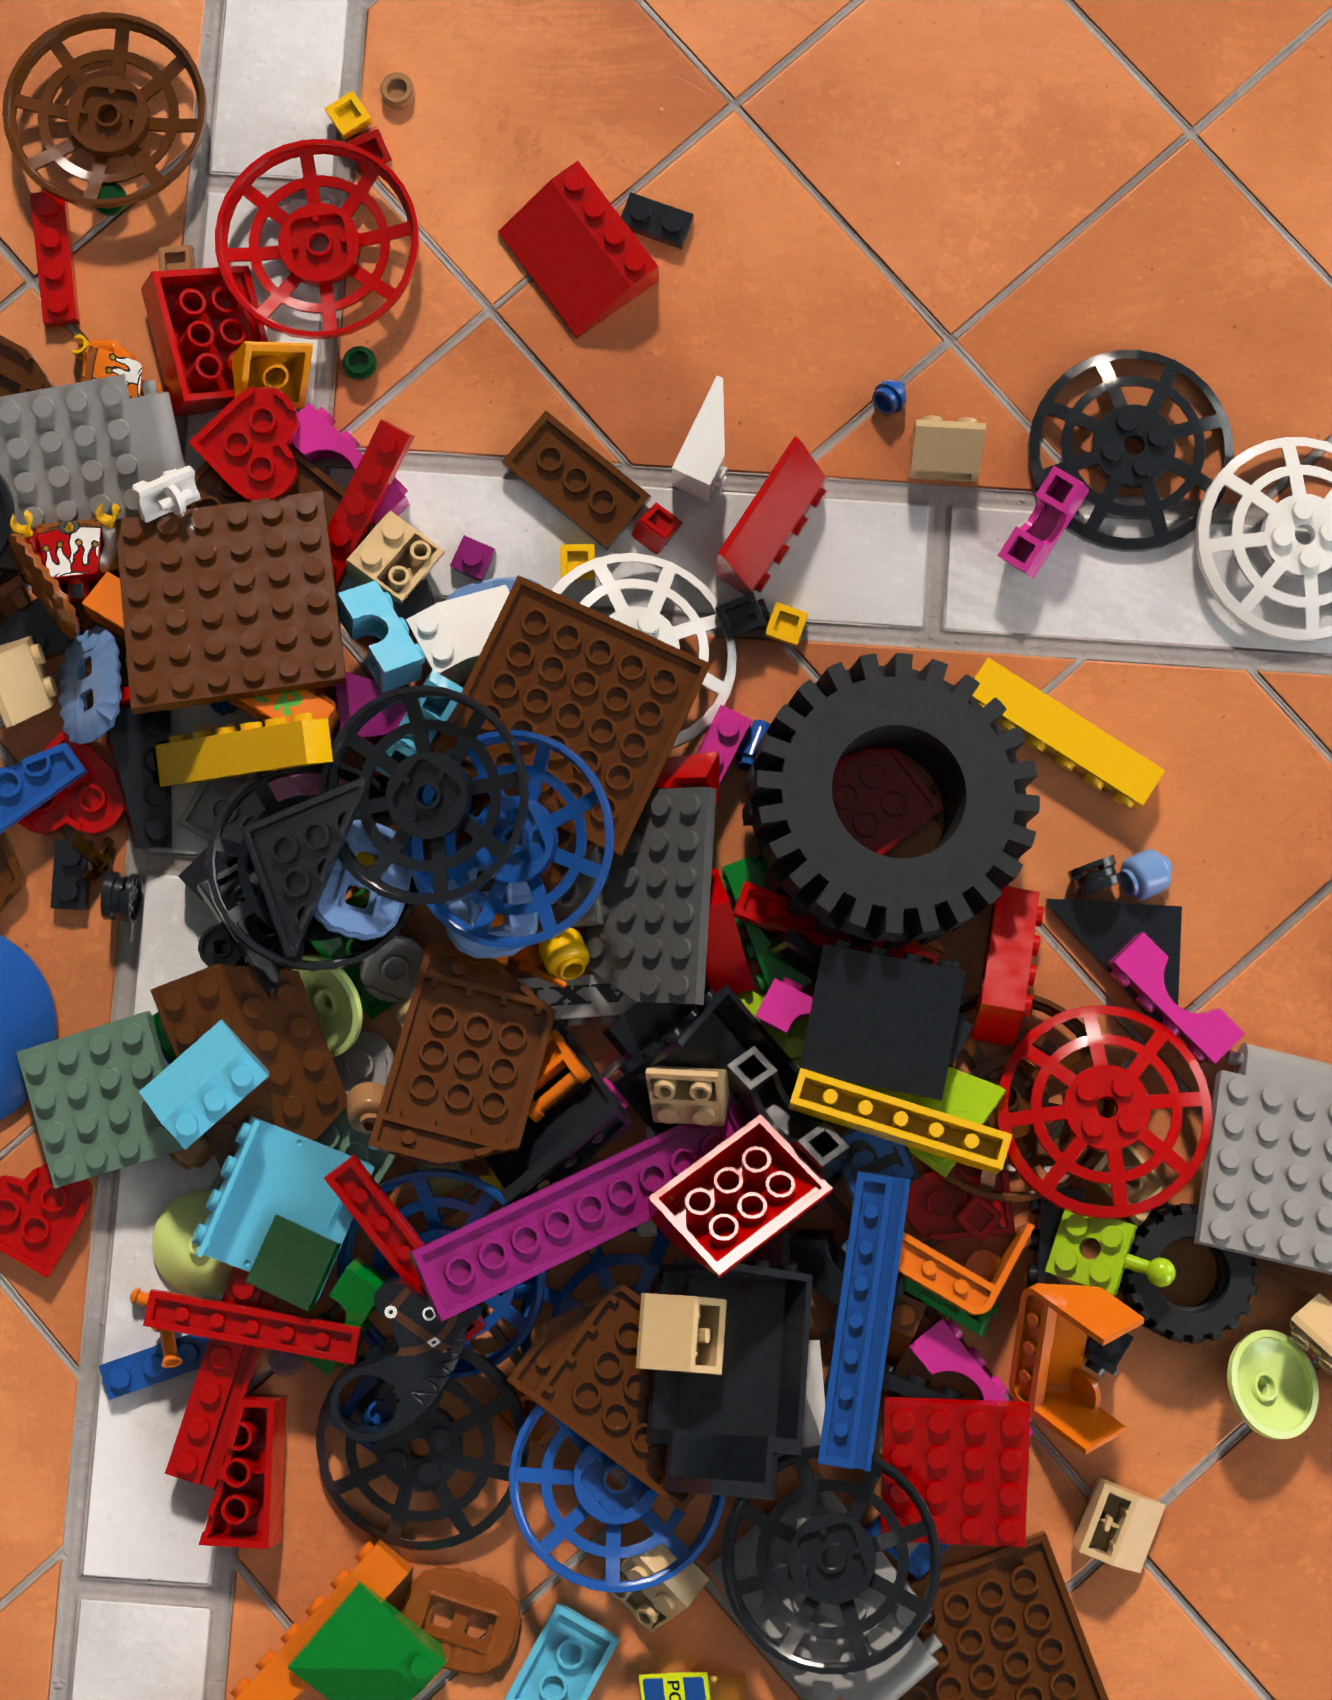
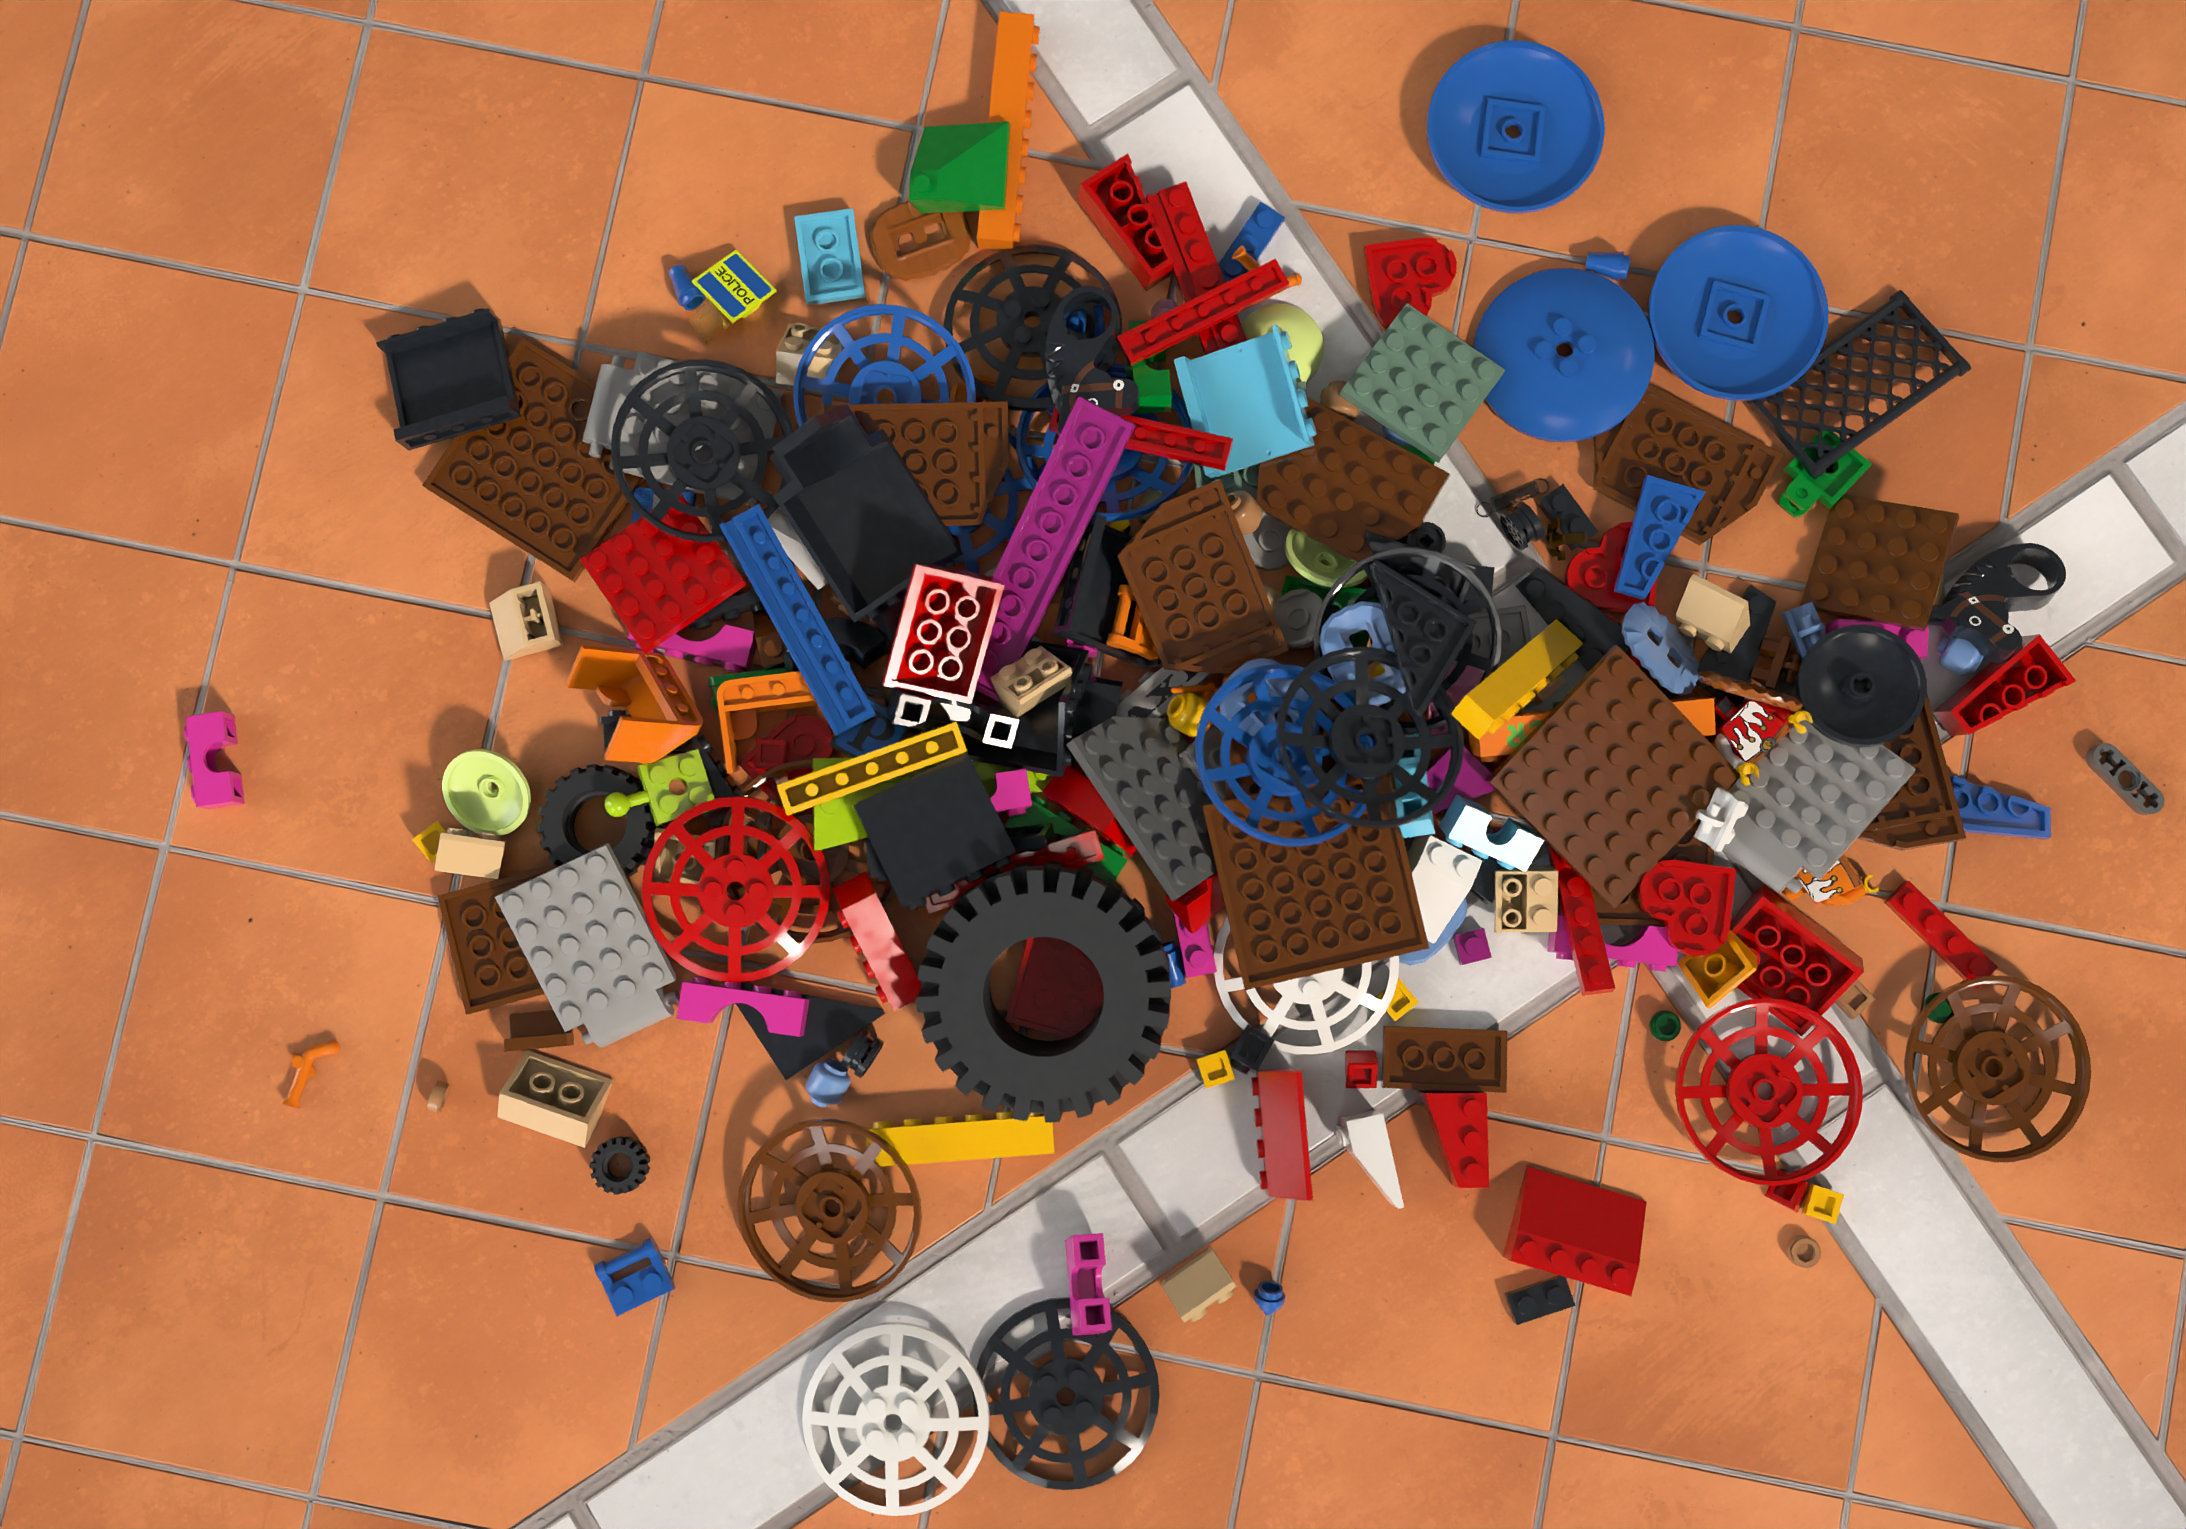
camera: 135 degrees right, 0 degrees up
(90, 929) = (1499, 500): none -> black piece
(203, 1084) = (1362, 438): medium azure slope -> none
(293, 1263) = (1209, 371): dark green tile -> none
(613, 404) = (1462, 1134): none -> red wedge
(681, 1333) = (913, 515): tan slope -> none
(1241, 755) = (819, 1221): none -> reddish brown dish

